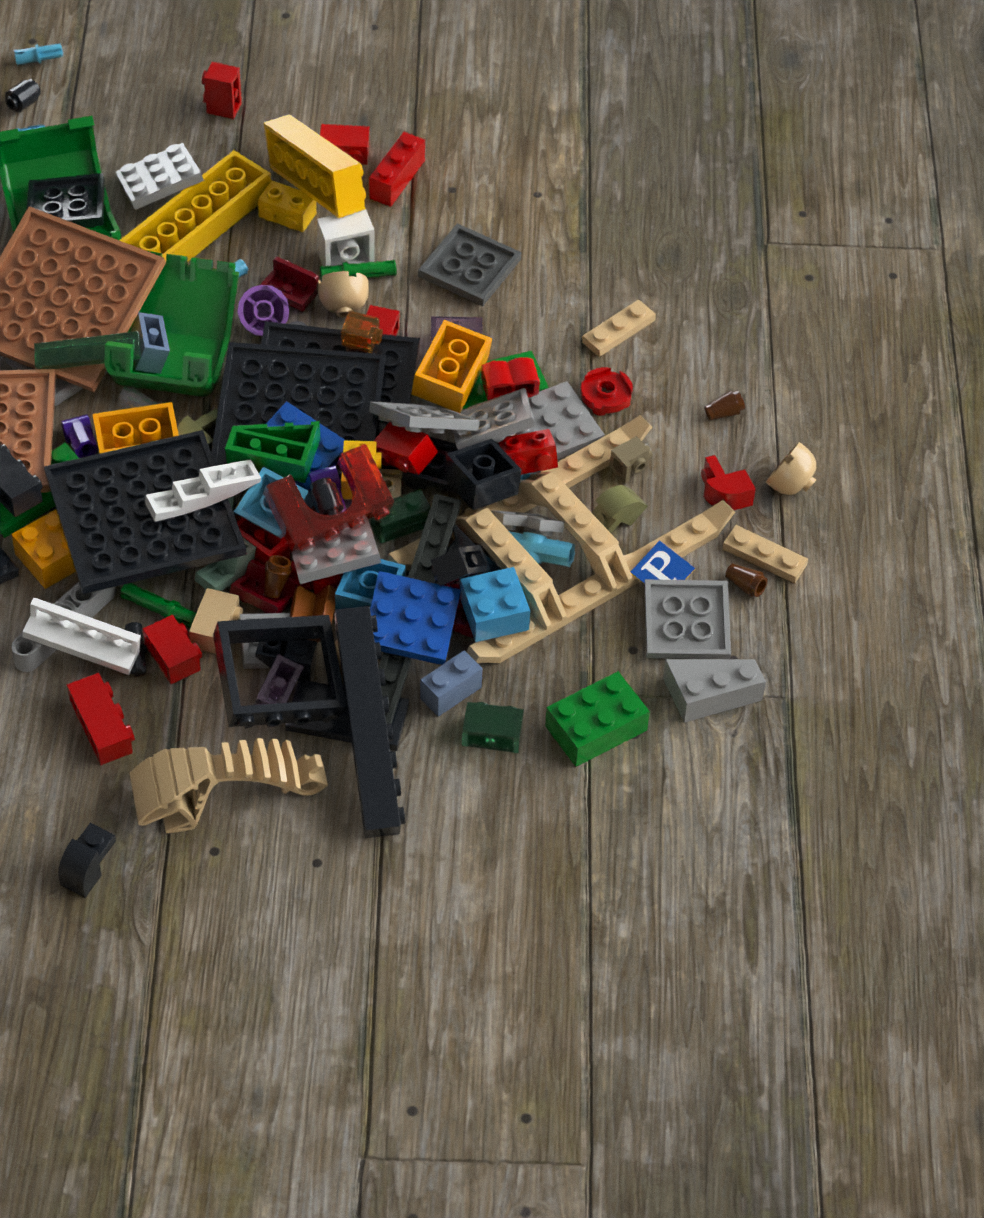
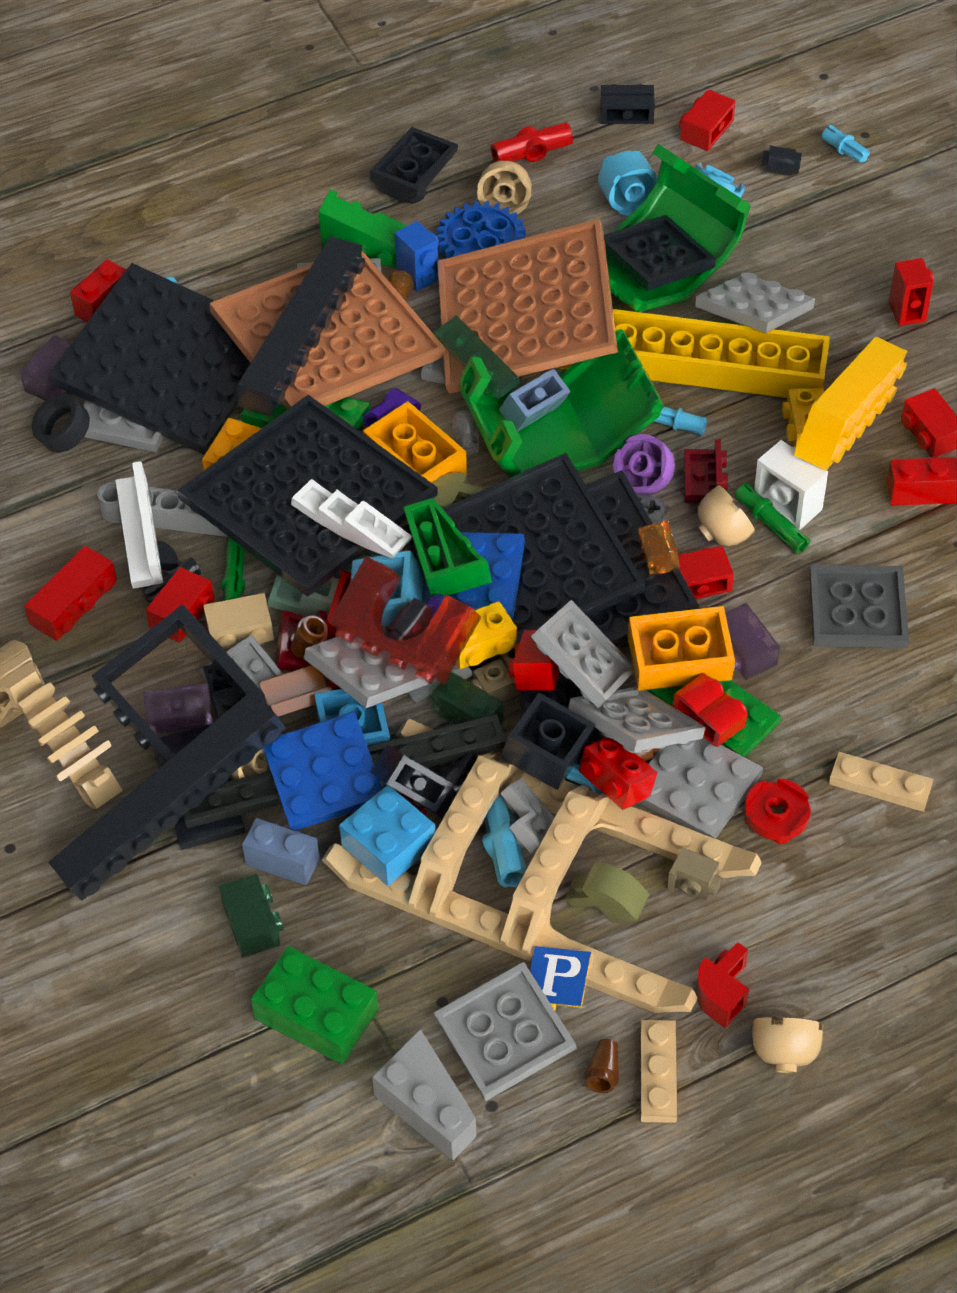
camera: 65 degrees right, 0 degrees up
(726, 405) = (842, 933): reddish brown cone -> none

